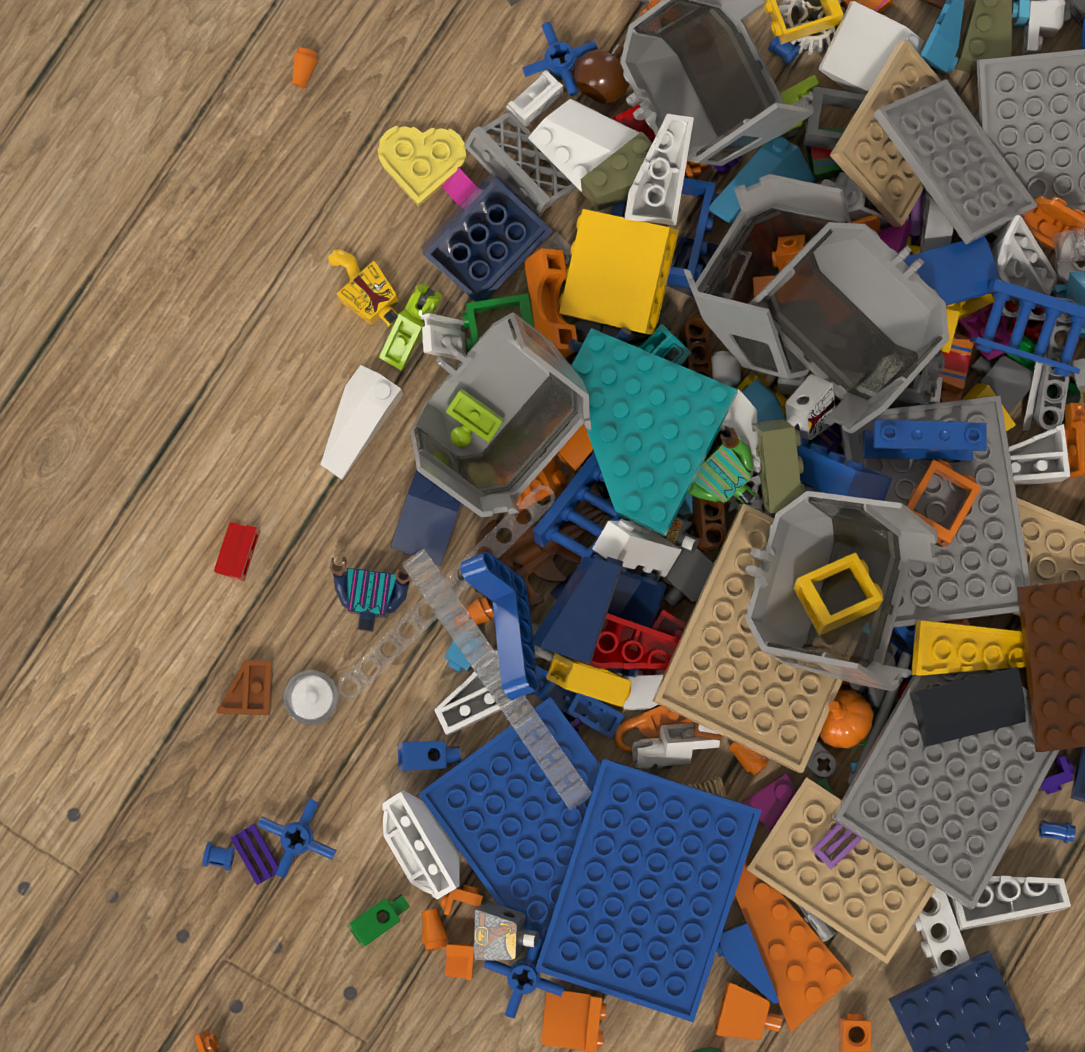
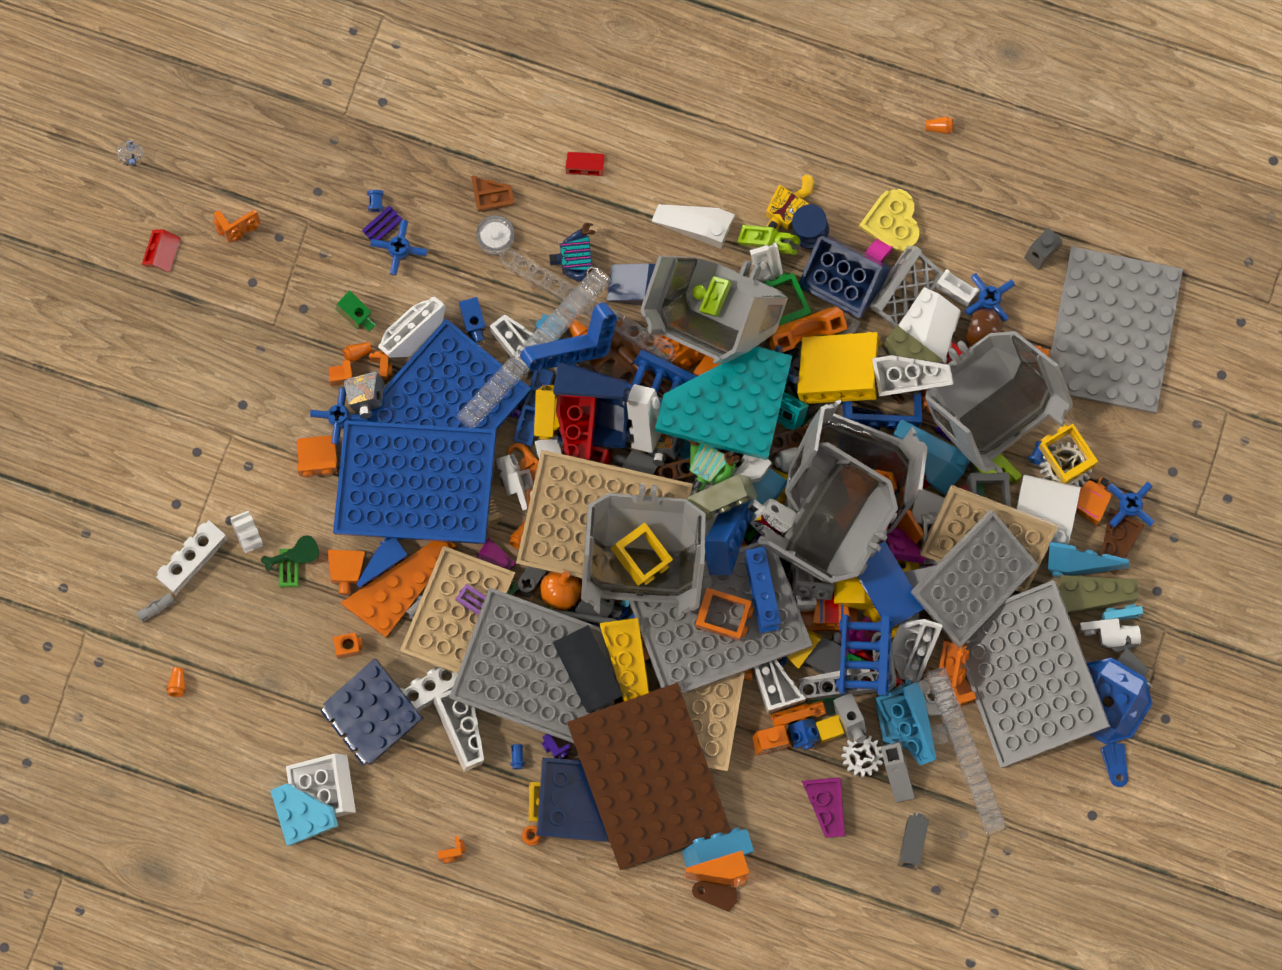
camera: 75 degrees right, 5 degrees down
(405, 266) = (808, 224): none -> dark blue hat

